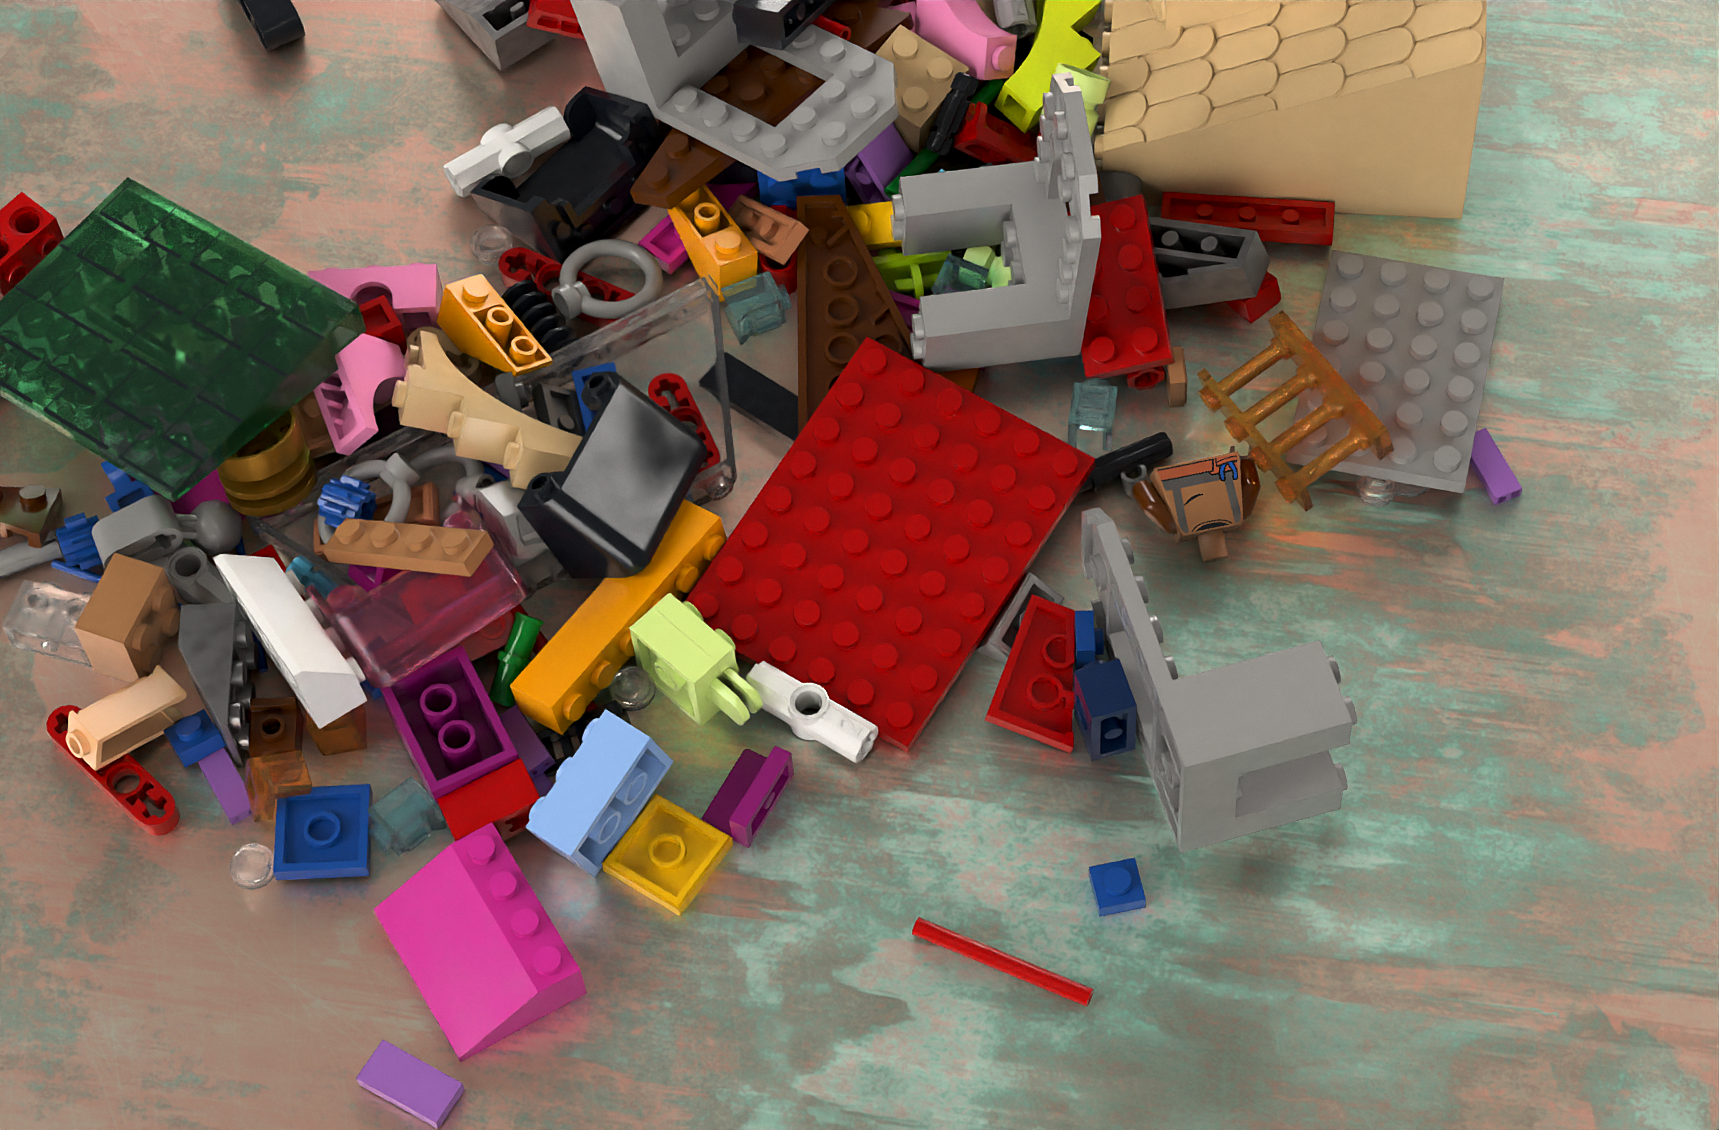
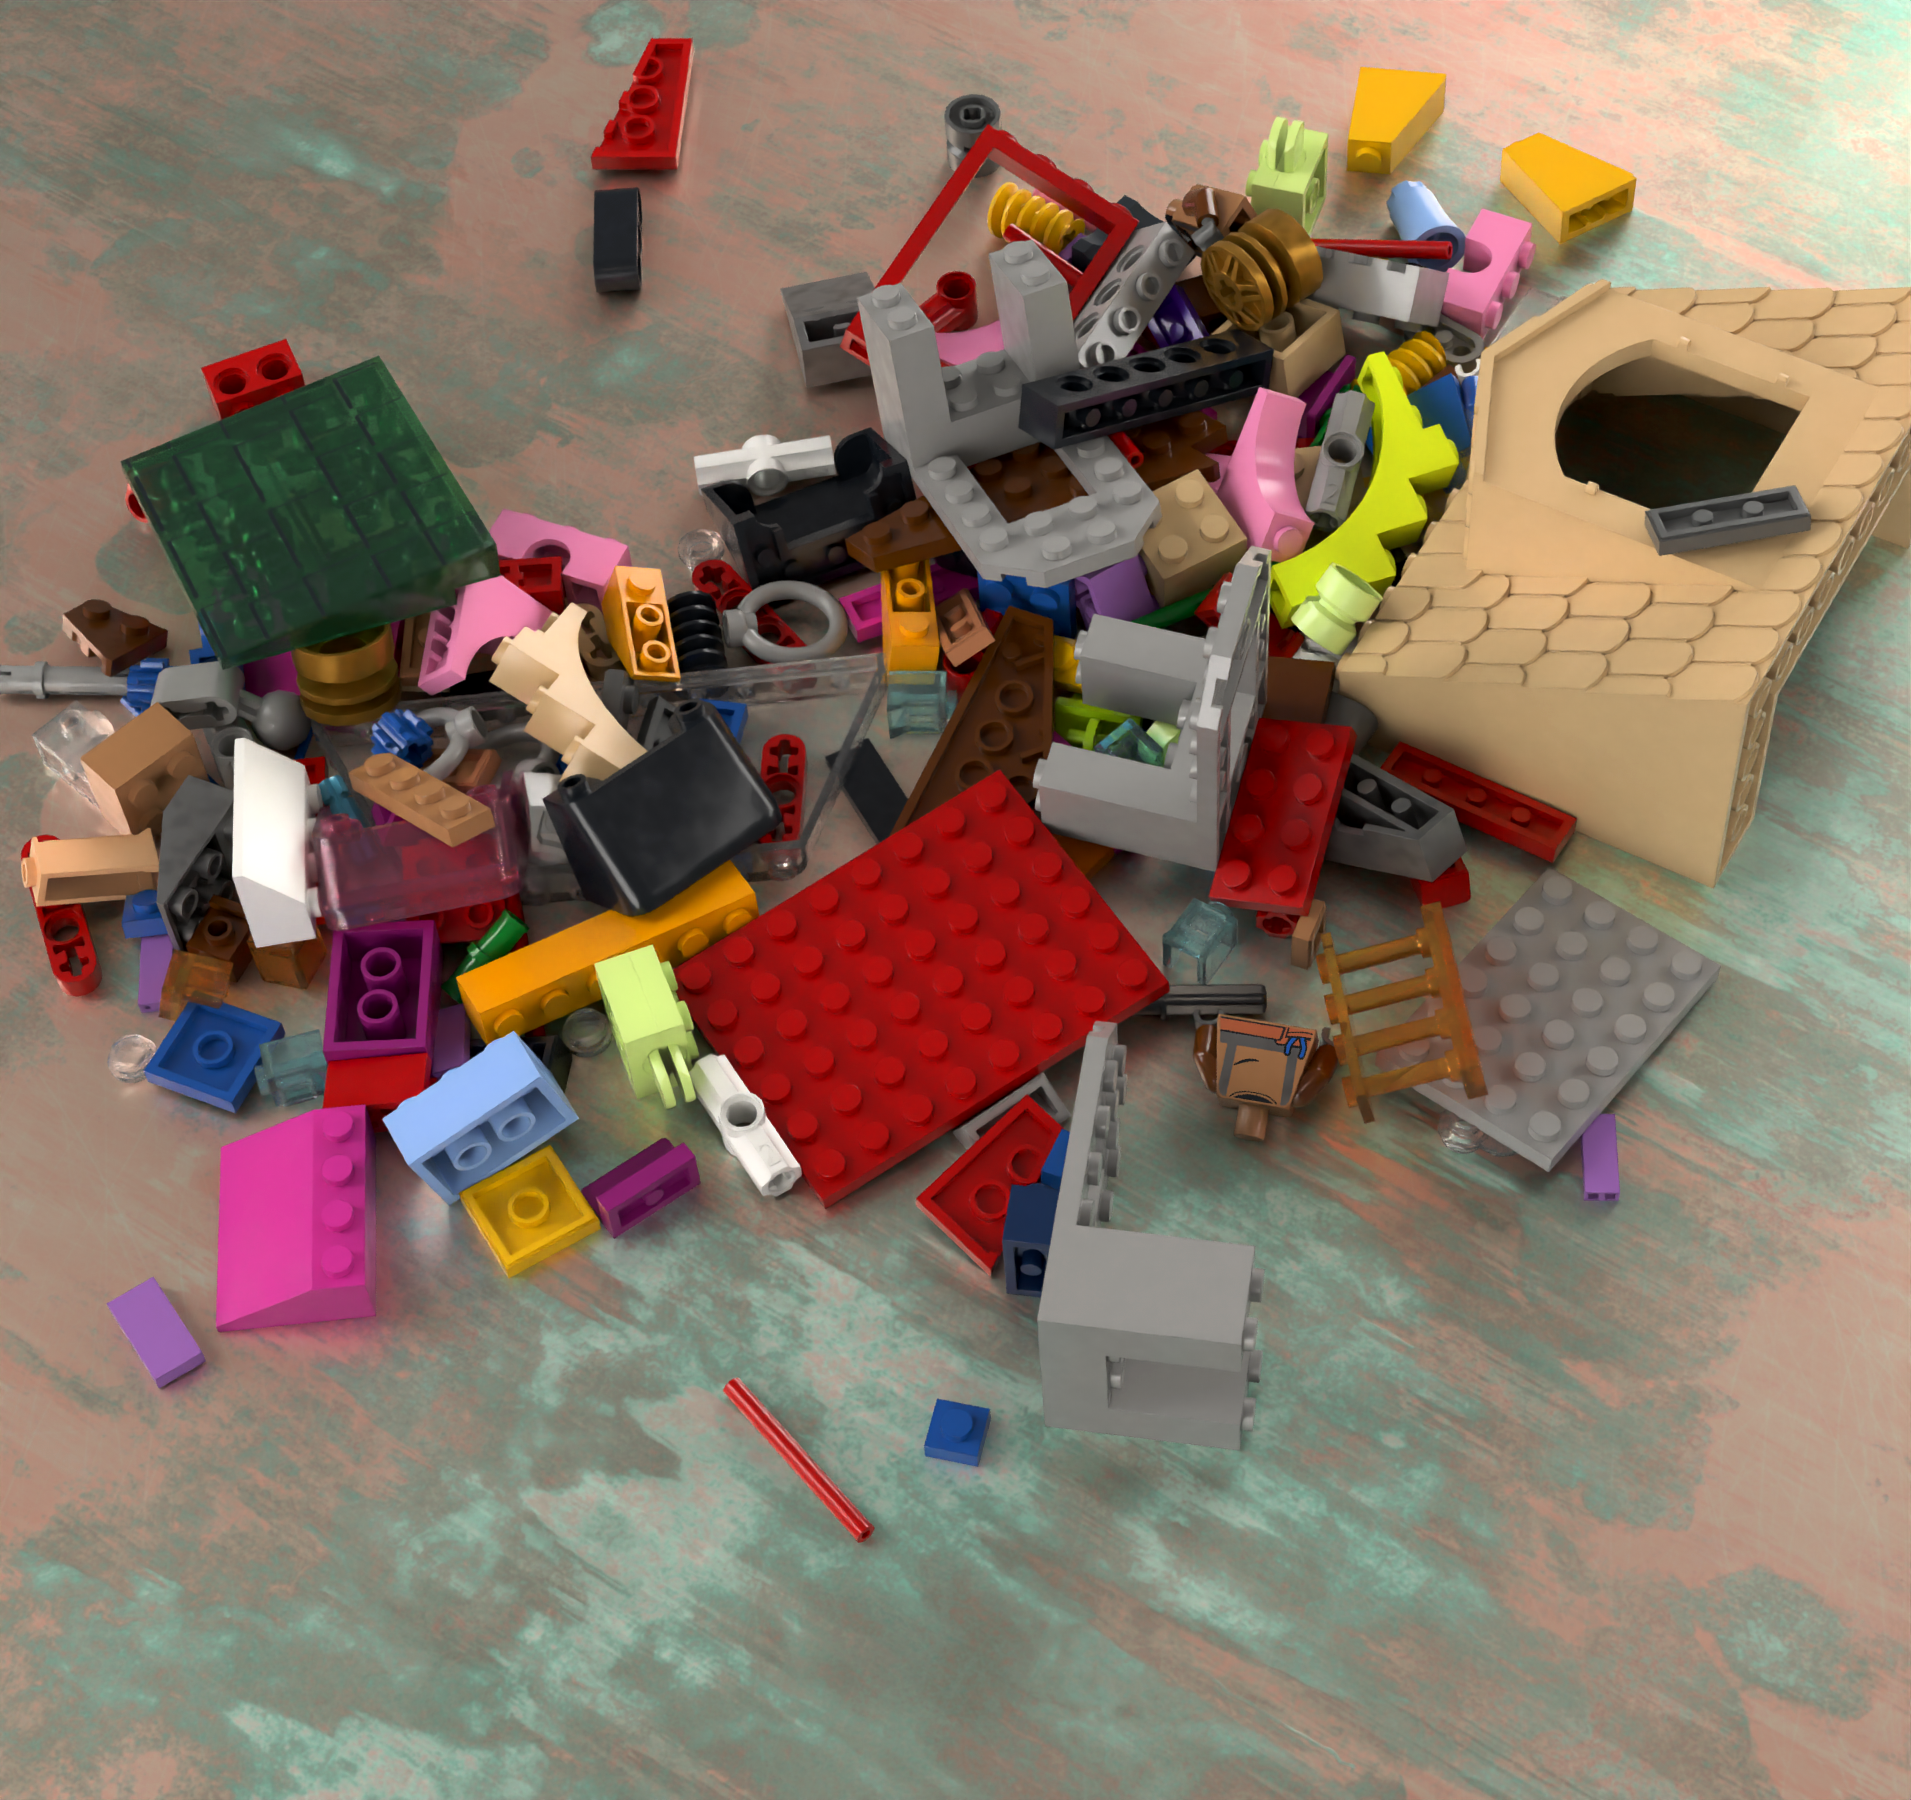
camera: 25 degrees right, 5 degrees down
(952, 113) = (1205, 578): black axle -> none

